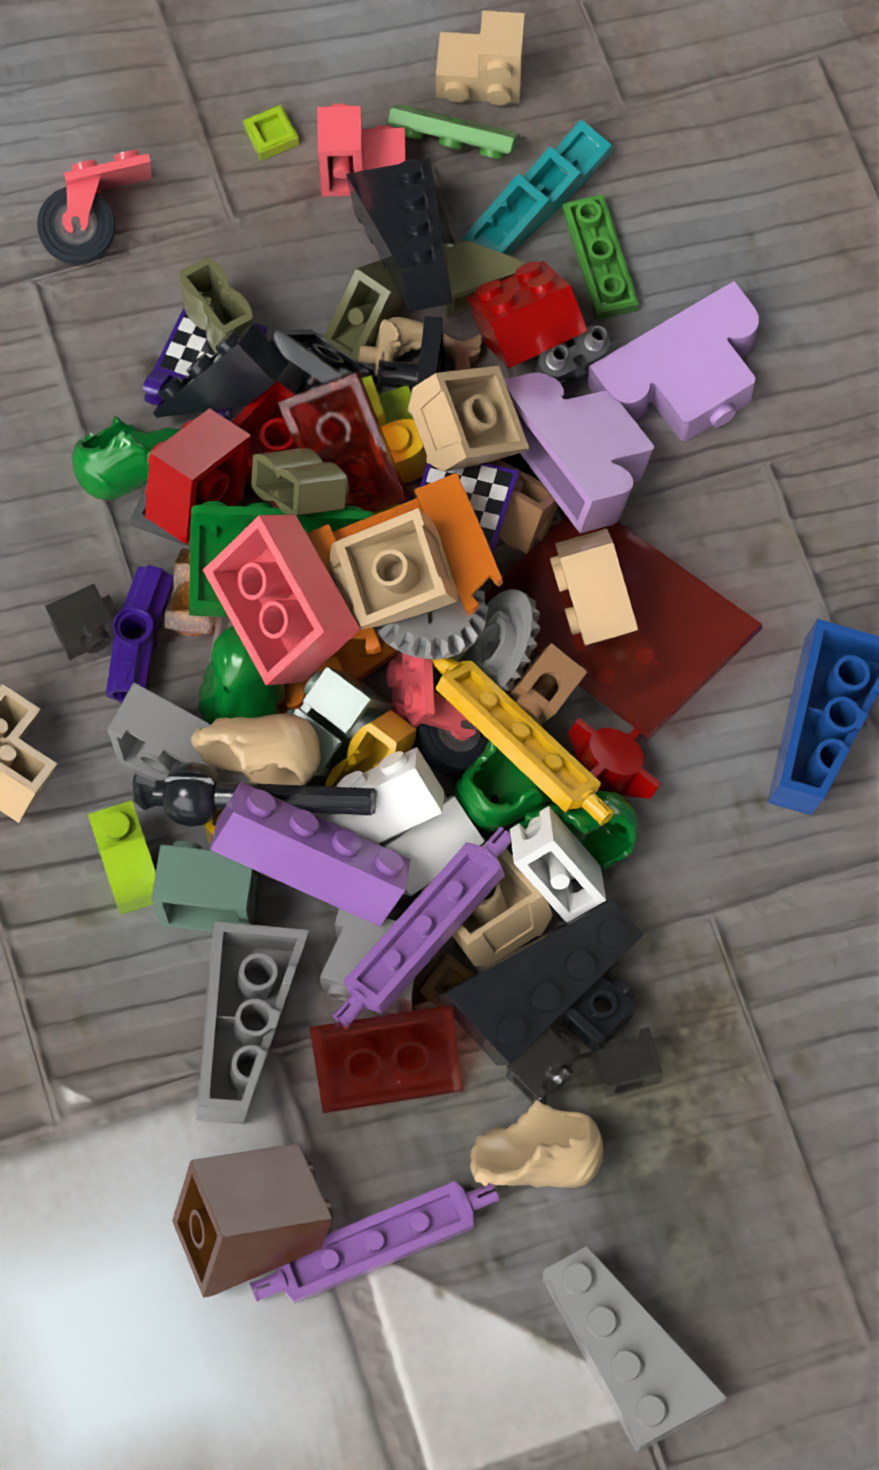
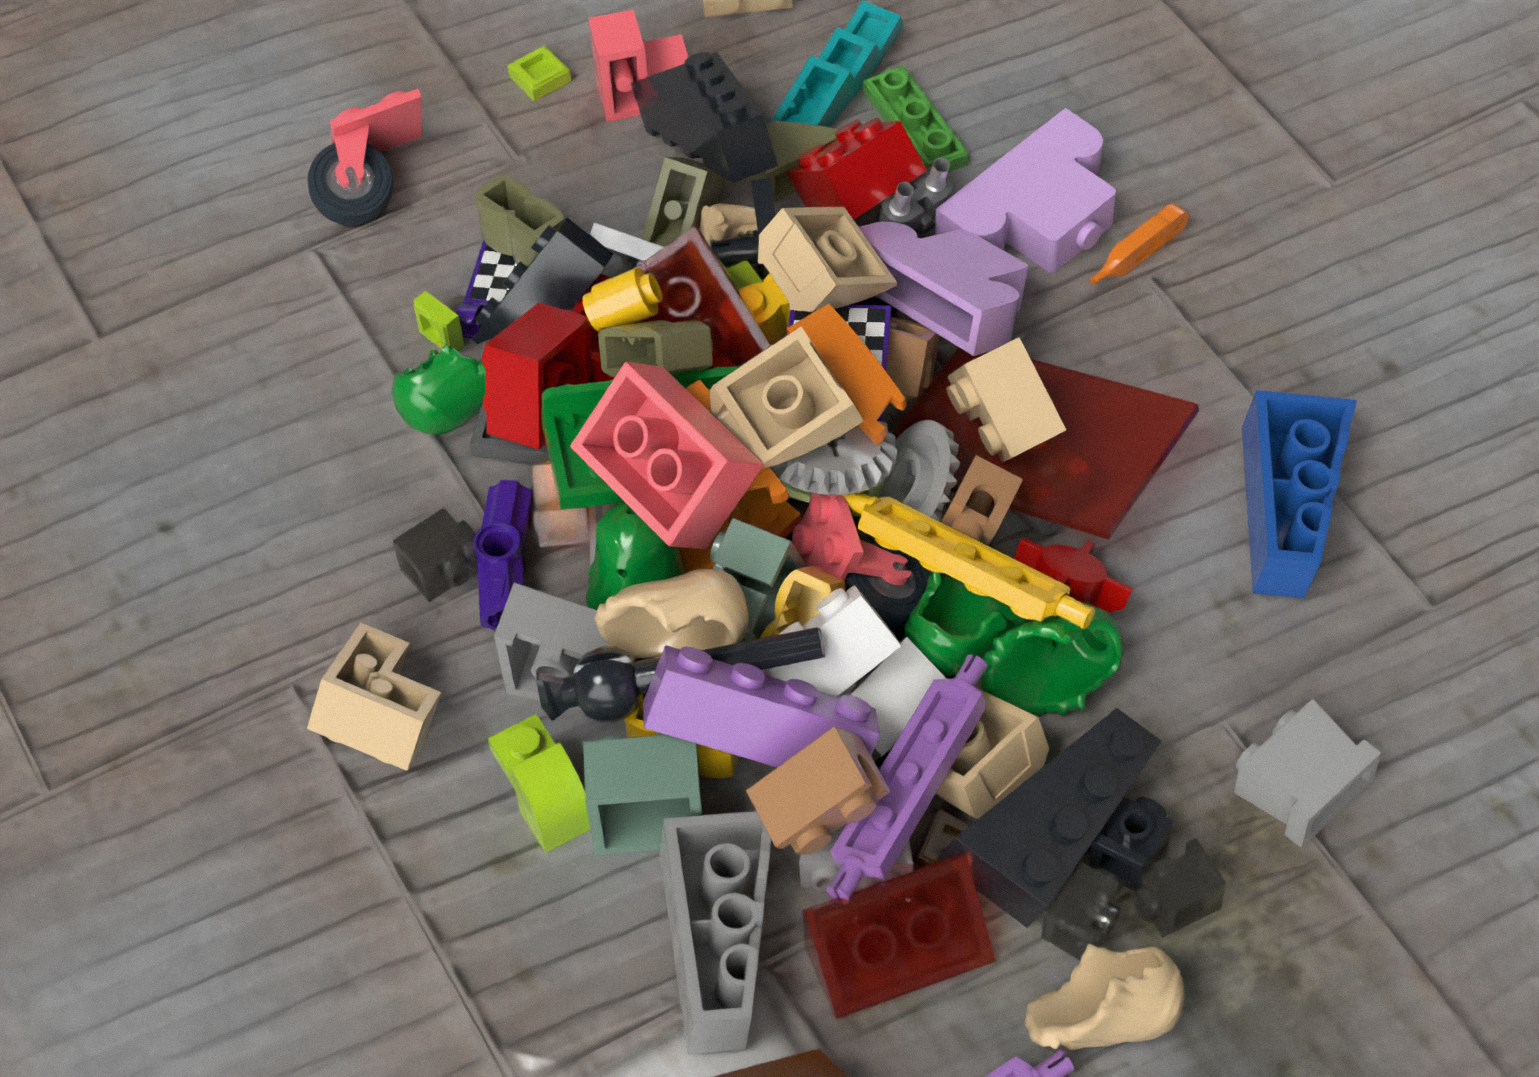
camera: 10 degrees left, 15 degrees down
(126, 389) = (437, 322): none -> lime tile
(280, 426) = (622, 300): none -> yellow brick
(342, 932) = (818, 792): none -> medium nougat brick
(454, 131) = (734, 36): bright green tile -> none
(554, 857) = (1044, 682): white brick -> none
(760, 980) = (1305, 772): none -> light grey hips
(770, 430) = (1143, 242): none -> orange piece

